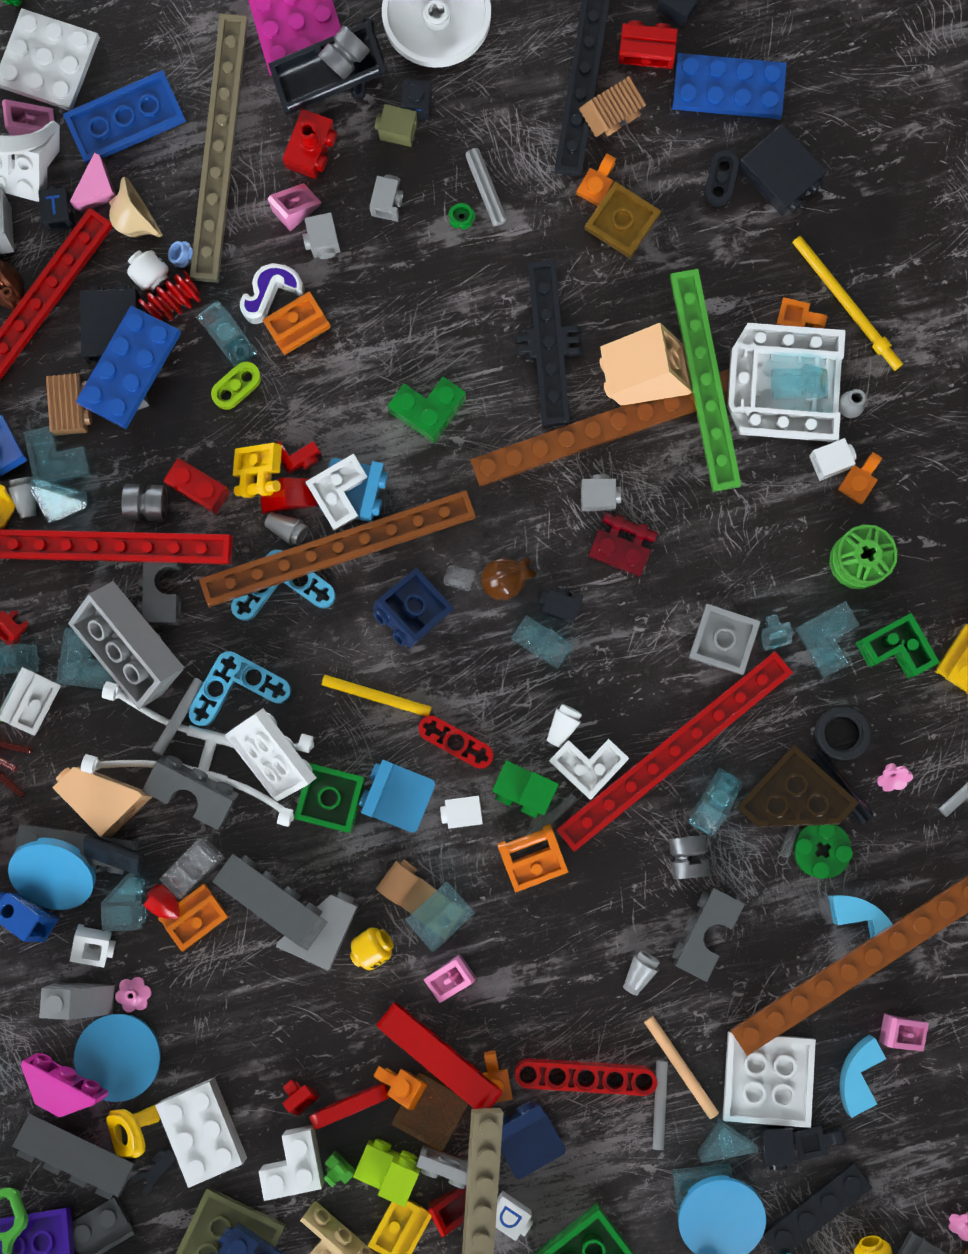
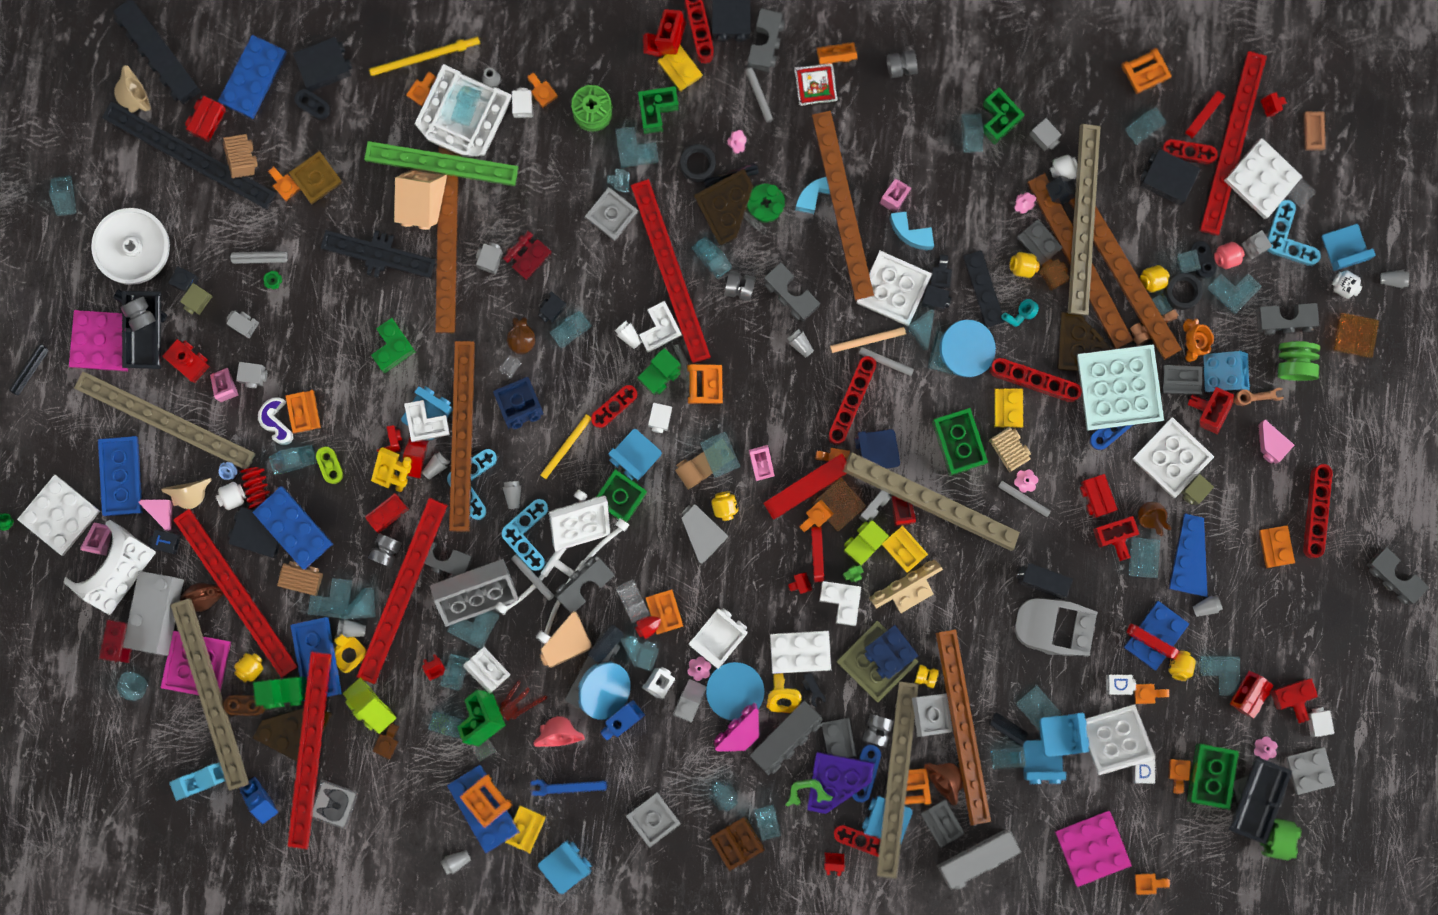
camera: 80 degrees left, 0 degrees up
(183, 1006) = (718, 637): none -> white panel
(270, 902) = (671, 557): dark grey brick -> none
(285, 646) = (512, 493): none -> light grey cone
(512, 1216) = (922, 475): white brick -> none

